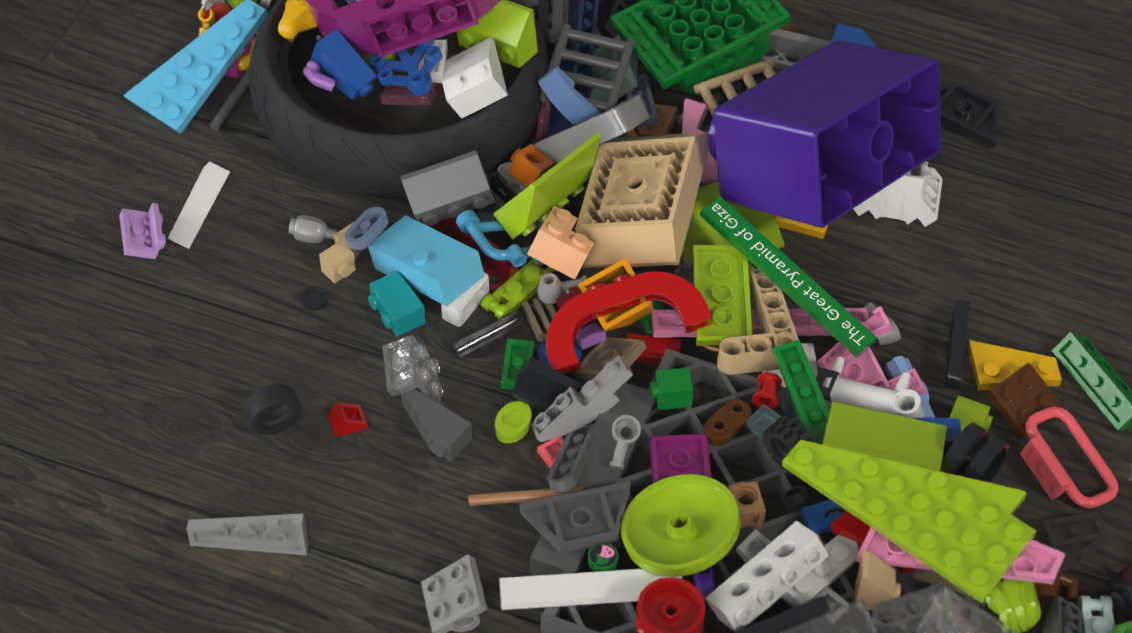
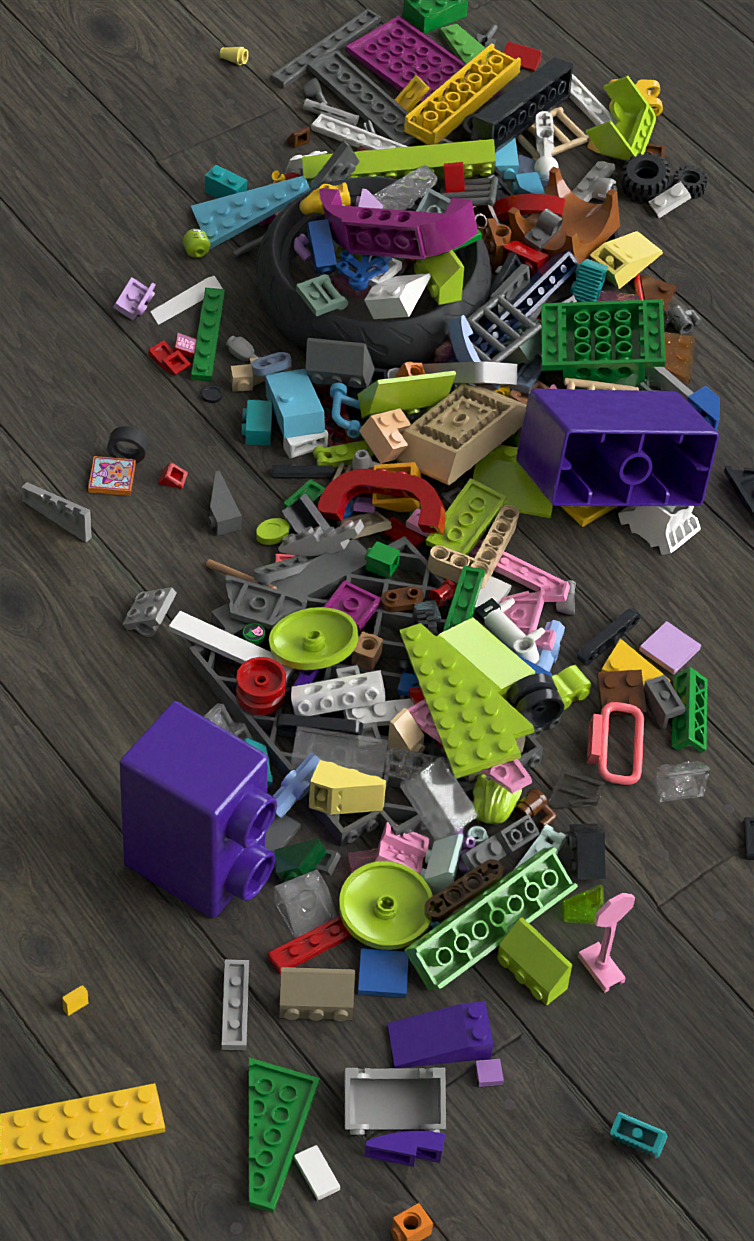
camera: 30 degrees right, 0 degrees up
(145, 52) = (223, 183): none -> teal brick
(164, 134) = (196, 243): none -> lime head
(235, 284) = (167, 359): none -> red slope
(241, 257) = (185, 345): none -> tile
(257, 232) = (208, 334): none -> green plate
(276, 456) = (112, 476): none -> tile
(379, 120) = (317, 299): none -> sand green plate
(410, 368) = (232, 463): clear bracket -> none
(622, 423) = (324, 565): light grey bar -> none
(788, 276) = (517, 530): green tile -> none
(1021, 322) = (670, 647): none -> lavender tile
(1074, 385) = (662, 700): none -> dark grey panel

